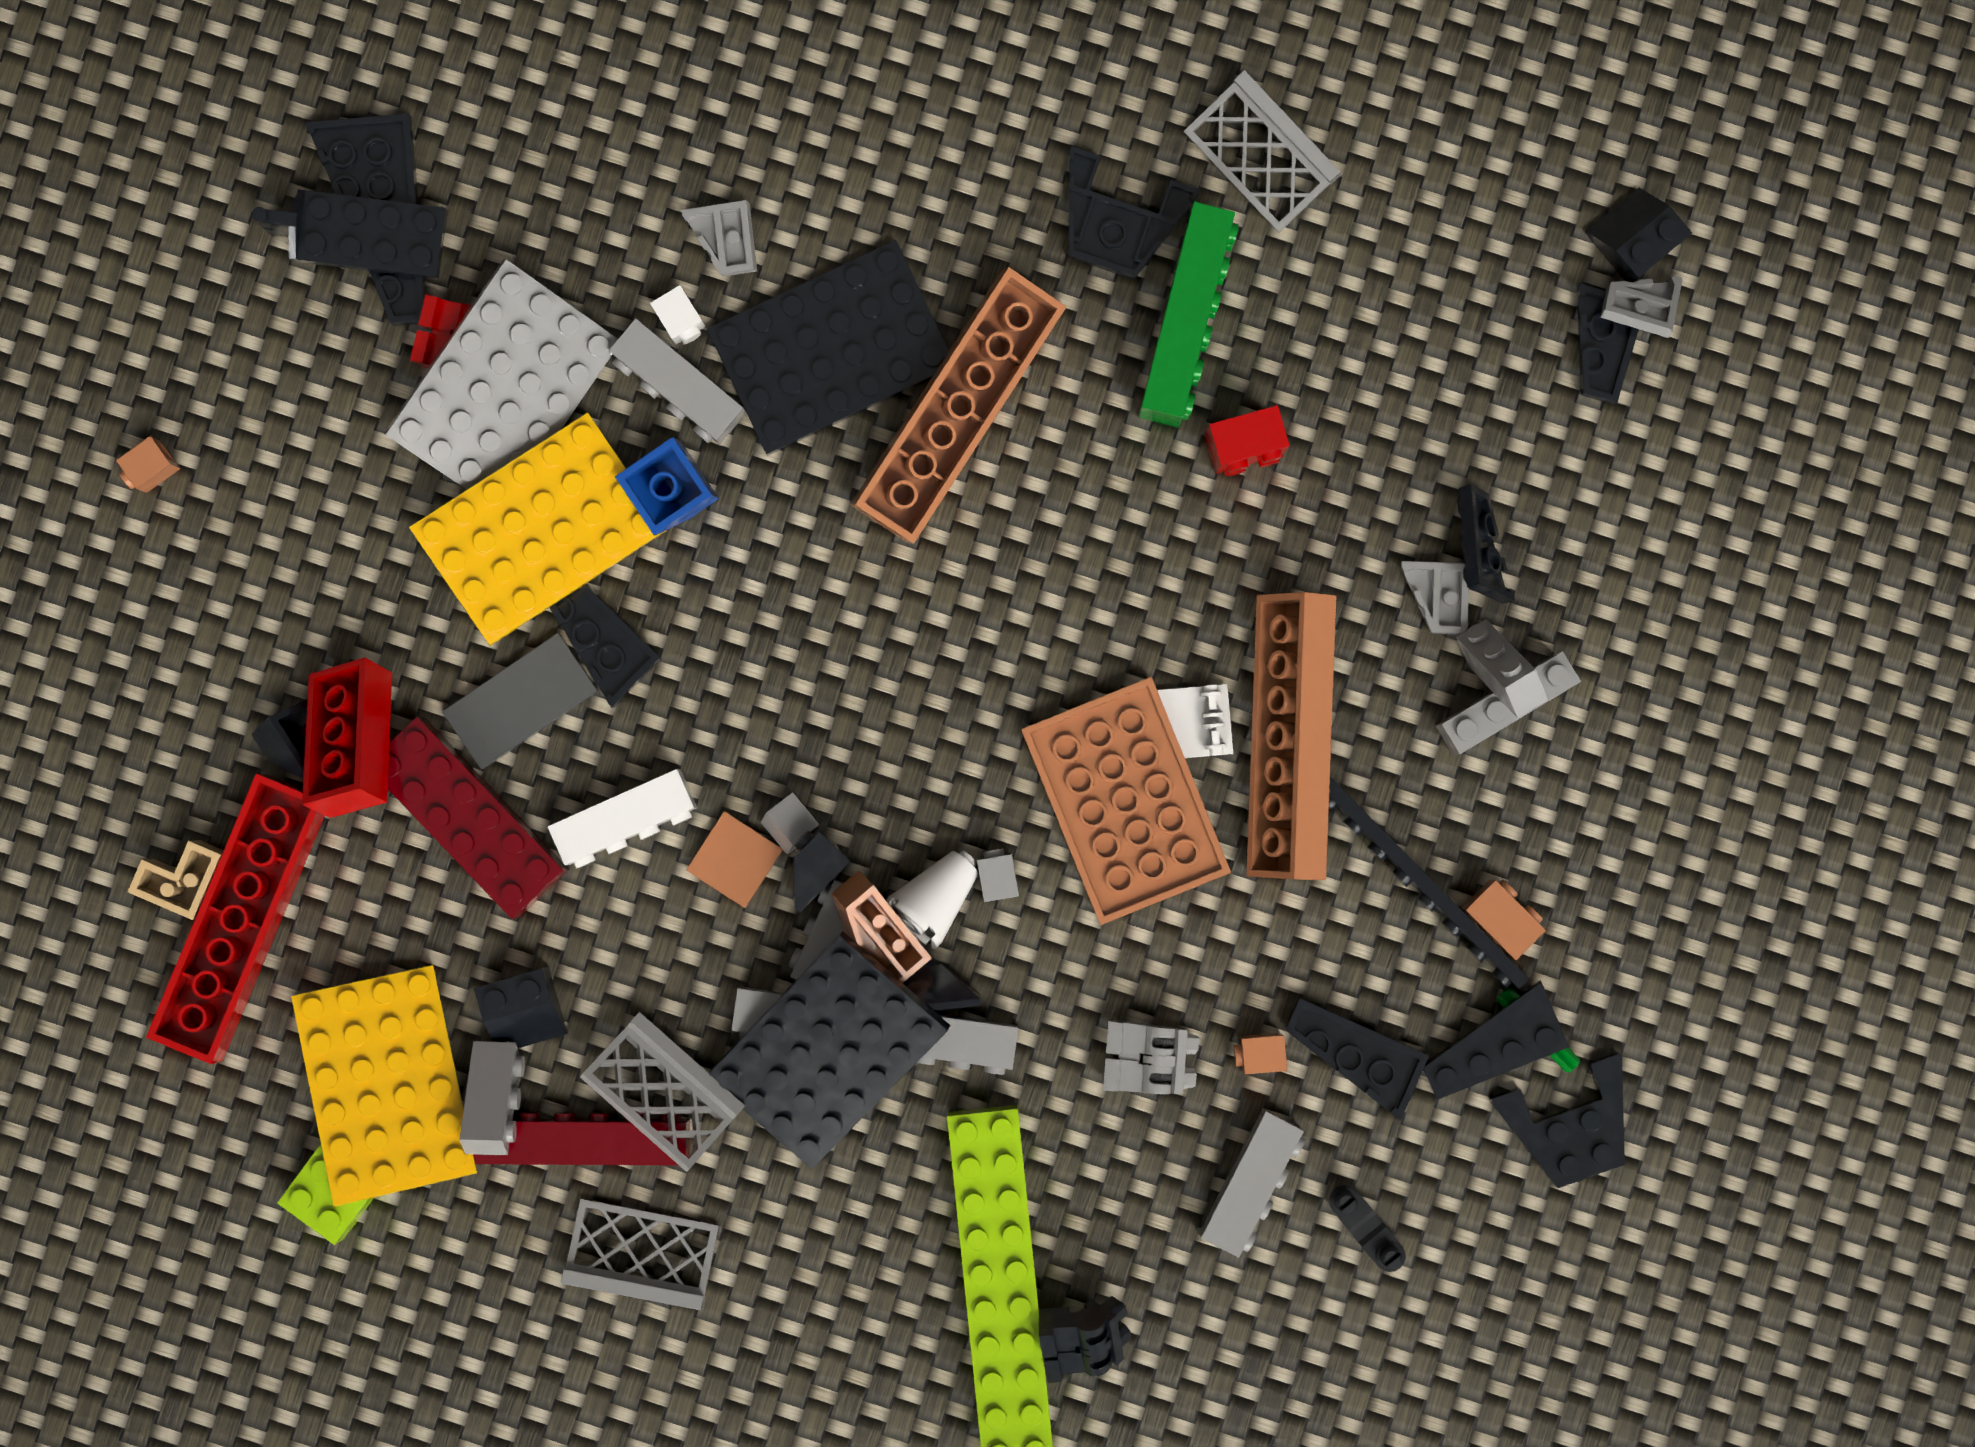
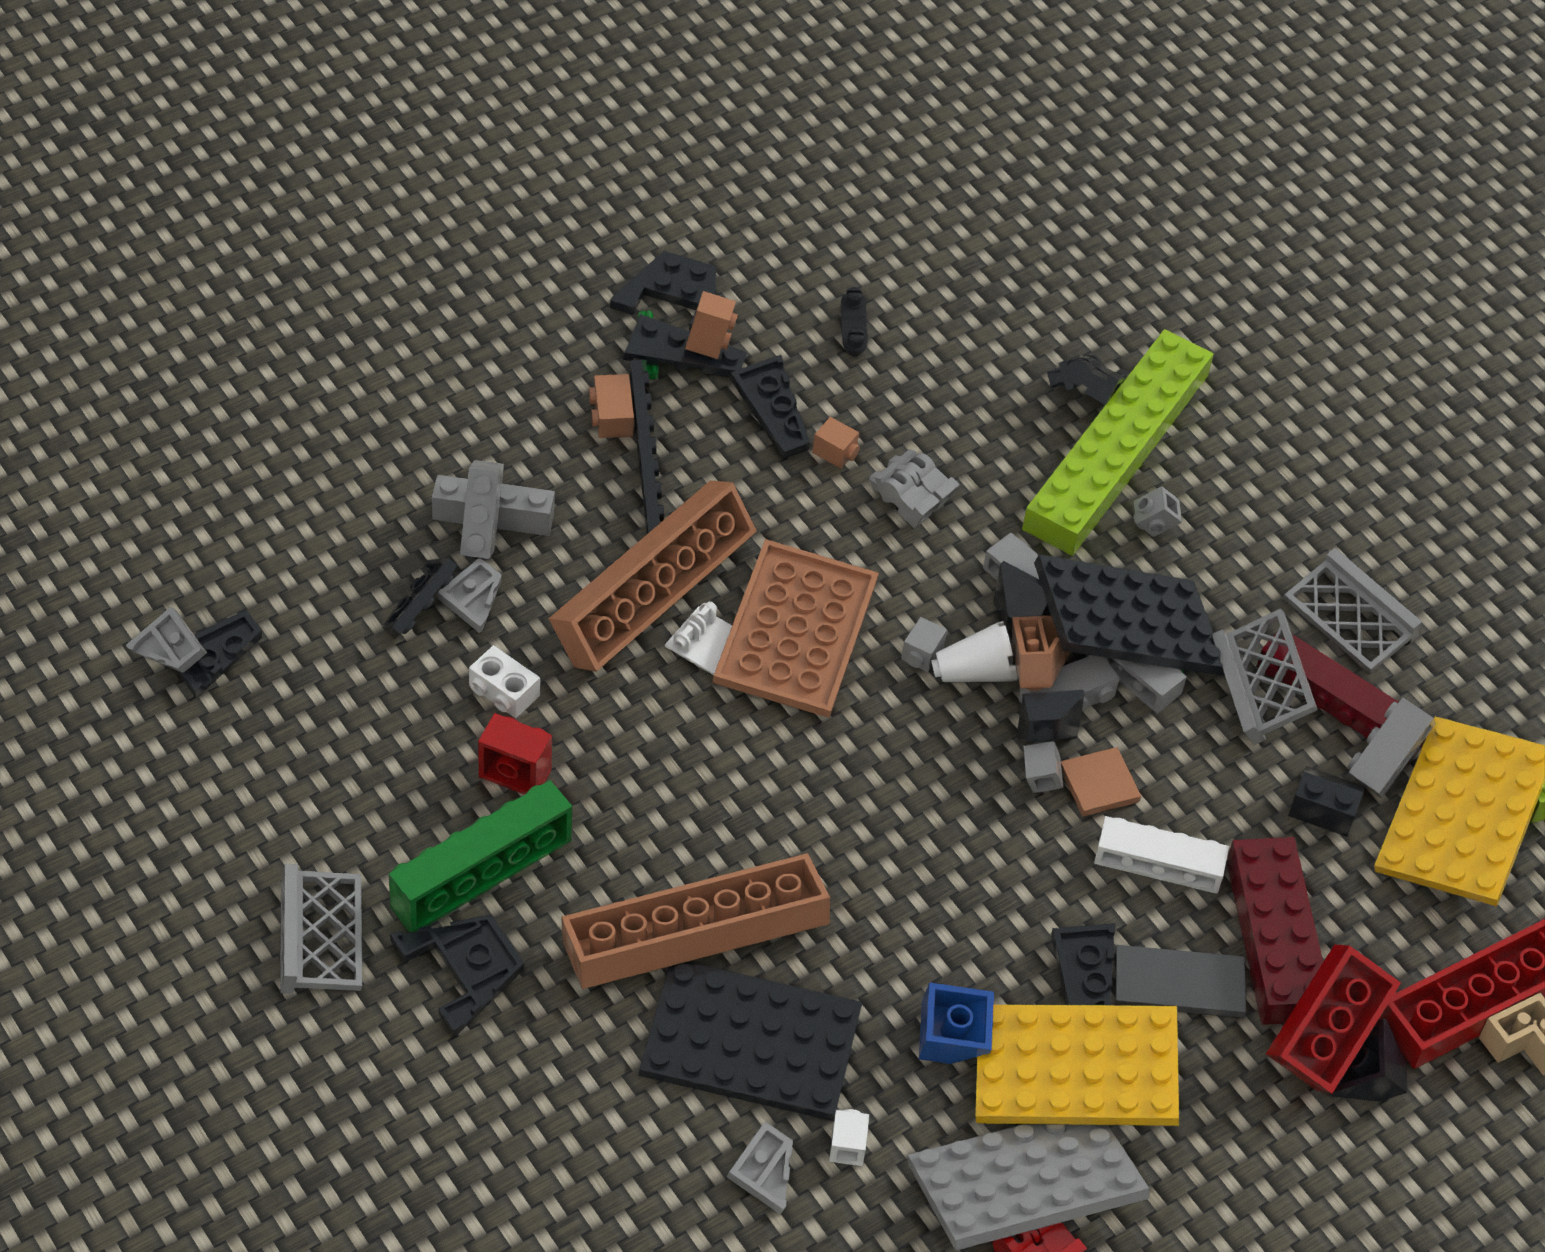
camera: 150 degrees left, 35 degrees down
(677, 382) = (889, 1093): light grey brick -> none
(899, 1219) = (1157, 511): none -> light grey brick
(1251, 1183) = (906, 388): light grey brick -> none
(1329, 528) = (510, 687): none -> white brick
(1479, 1072) = (711, 325): none -> nougat brick
(1638, 234) = (125, 691): black slope -> none

